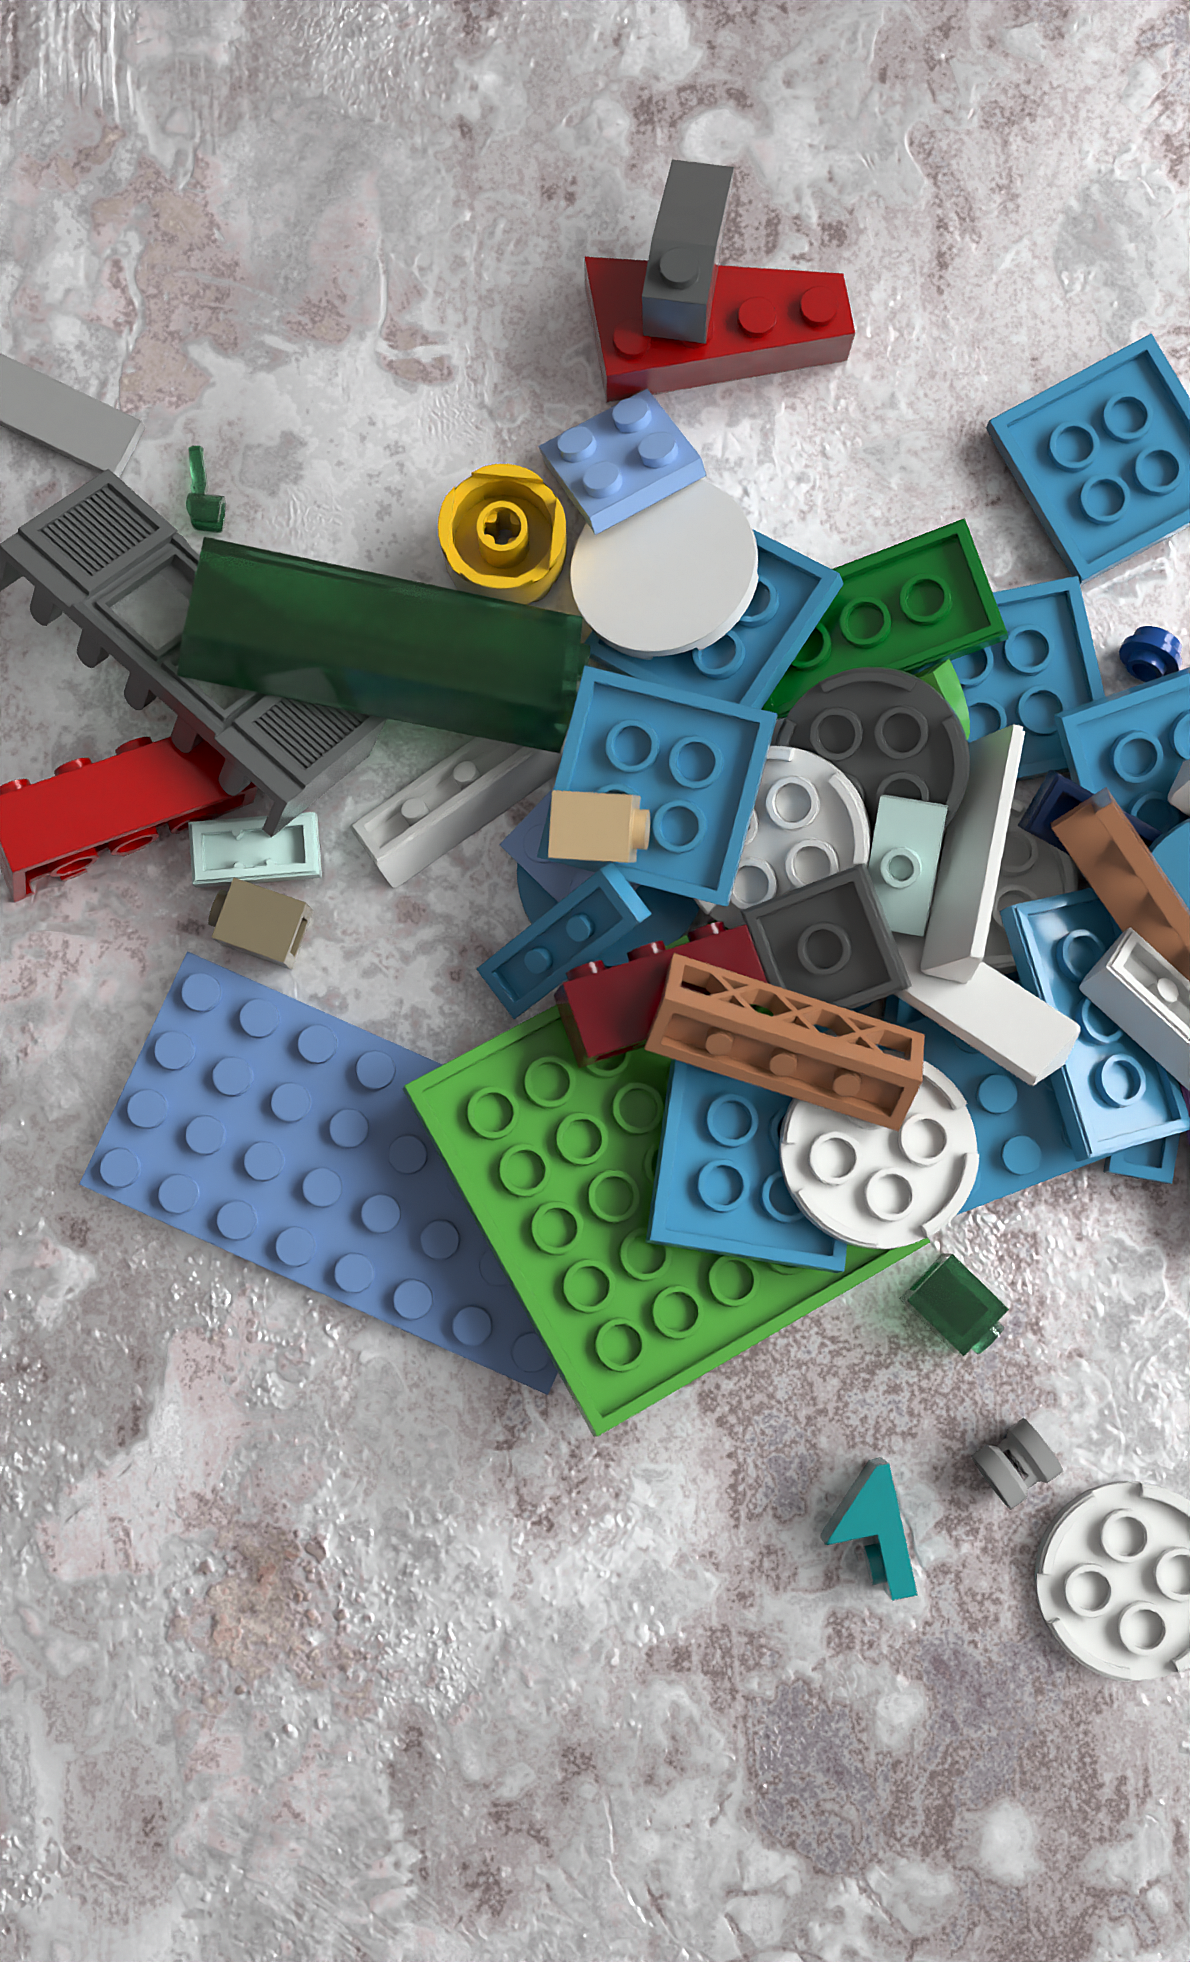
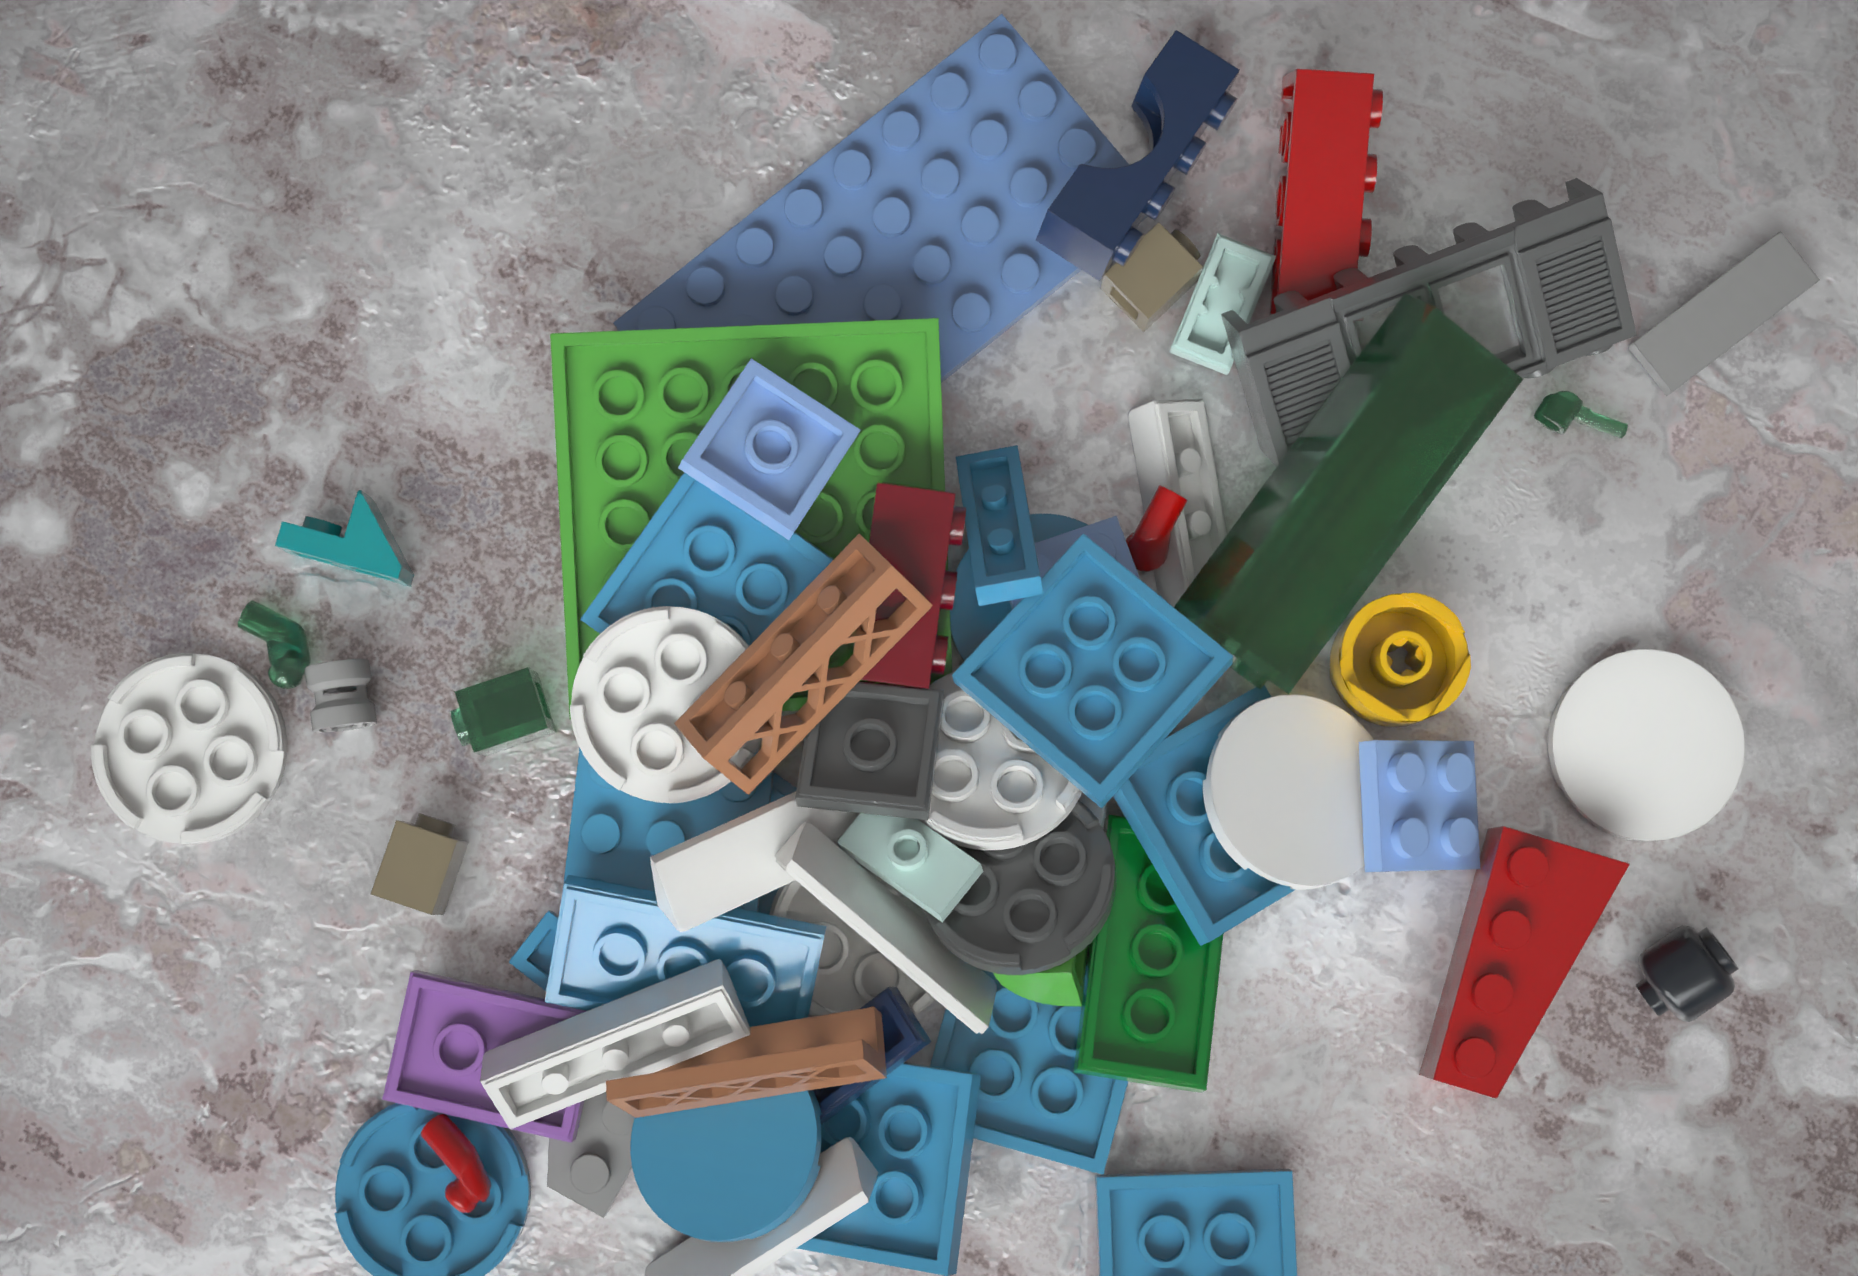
camera: 120 degrees right, 0 degrees up
(89, 978) = (1102, 207): none -> dark blue arch
(466, 301) = (1646, 745): none -> white tile
(500, 804) = (1152, 536): none -> red arm
(597, 826) = (1079, 590): tan brick -> none
(605, 1173) = (769, 449): none -> light blue plate
(640, 171) = (1686, 973): none -> black head
(686, 251) = (1588, 957): dark grey slope -> none
(993, 1543) = (285, 643): none -> clear green arm
(1129, 1308) = (420, 865): none -> dark tan brick
(1151, 653) = (995, 1206): blue plate -> none

